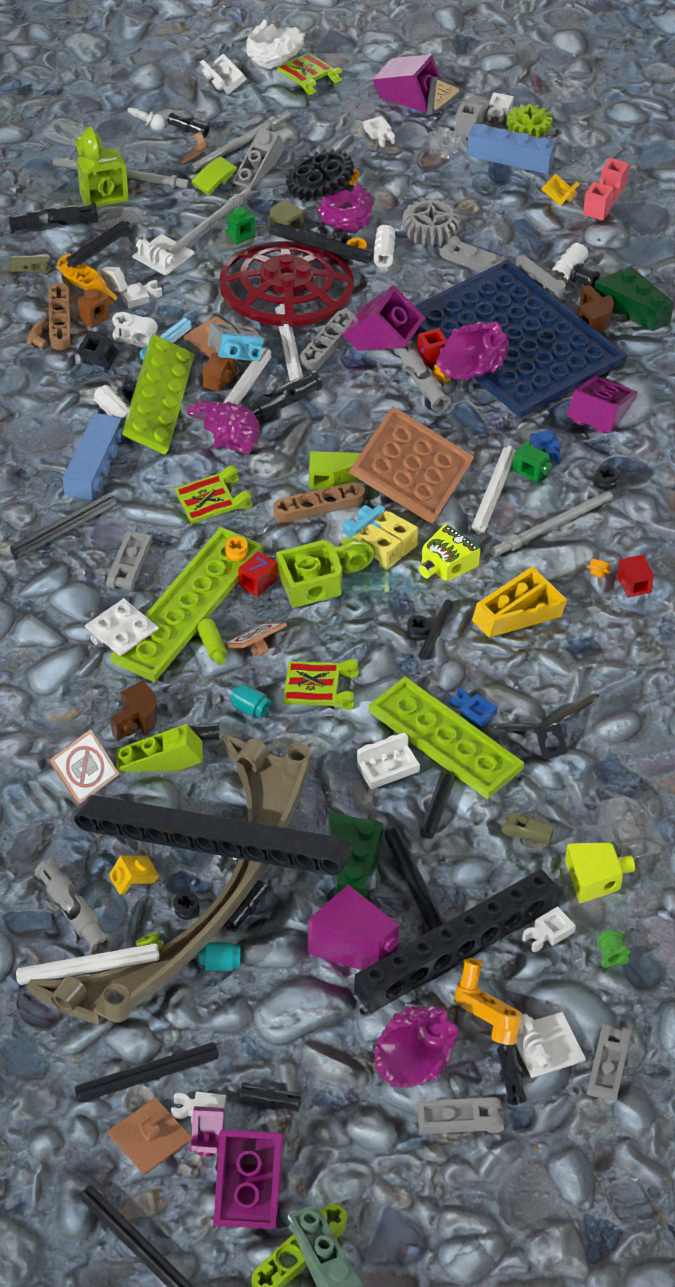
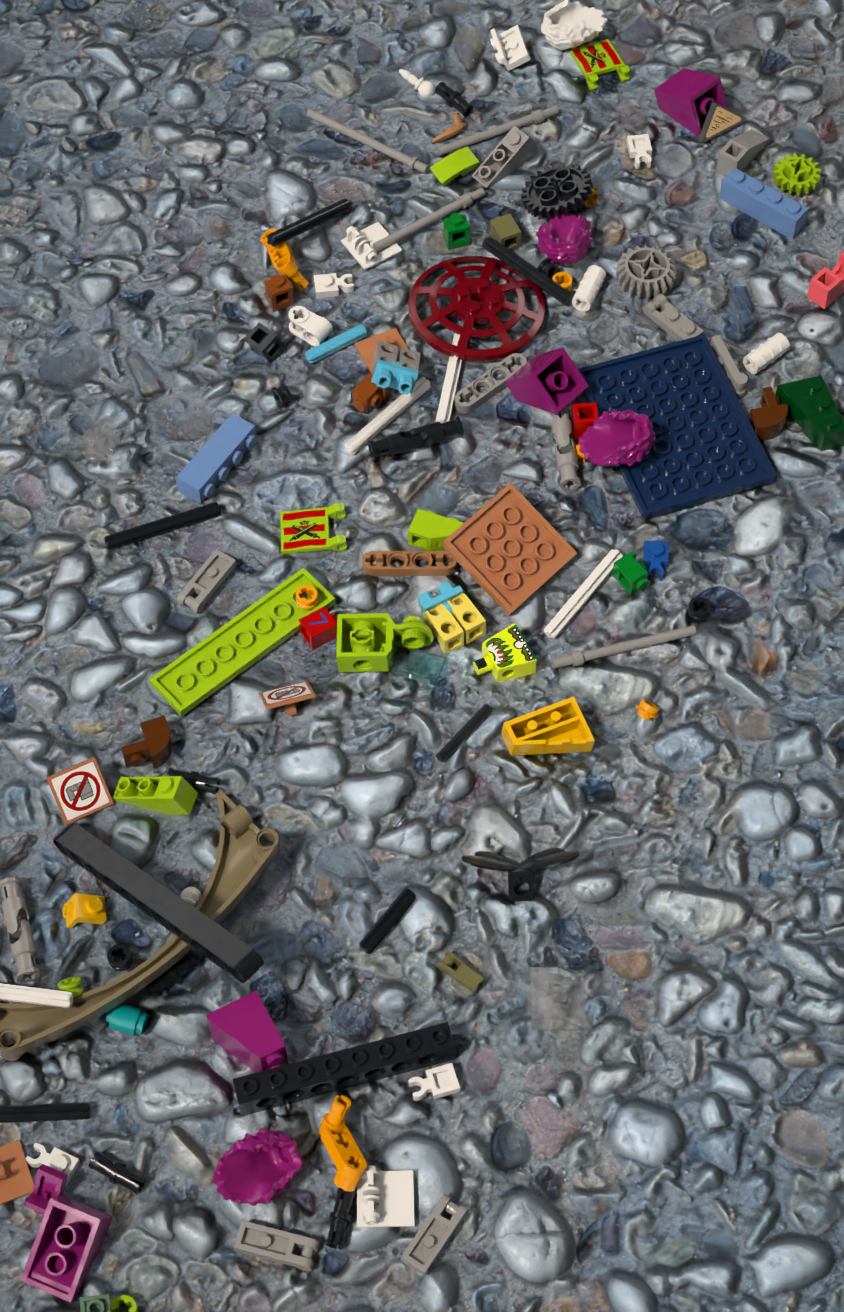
camera: 20 degrees right, 10 degrees up
(33, 263) = (241, 226): olive bar -> none
(34, 335) = (217, 305): medium nougat bar -> none
(59, 316) = (246, 292): medium nougat beam -> none
(65, 215) = (294, 179): black piece -> none
(100, 171) = (339, 141): lime brick -> none
(111, 403) = (258, 408): white axle -> none
(114, 278) = (308, 264): white plate -> none
(120, 627) = (169, 652): white hinge -> none
(158, 394) = (302, 405): lime plate -> none
(212, 641) = (249, 688): lime cylinder -> none
(230, 423) = (351, 459): magenta hair -> none
(250, 701) = (258, 762): teal brick -> none
(318, 683) = (327, 759): lime flag -> none
(366, 842) = (286, 955): dark green wedge -> none
(386, 761) = (357, 863): white bracket -> none
(413, 878) = (334, 992): black axle -> none
(417, 633) = (448, 719): black bush -> none
(435, 144) = (688, 185): clear brick -> none
(446, 737) = (424, 853): lime plate -> none
(475, 709) = (463, 831): blue plate -> none
(499, 105) = (774, 146): white plate -> none
(559, 190) = (793, 264): yellow bracket -> none
(584, 275) = (775, 372): black bush -> none
(596, 869) = (505, 1034): neon yellow torso -> none
(600, 404) = (728, 524): magenta slope -> none
(613, 948) = (485, 1121): bright green brick -> none
(635, 576) = (678, 728): red brick -> none

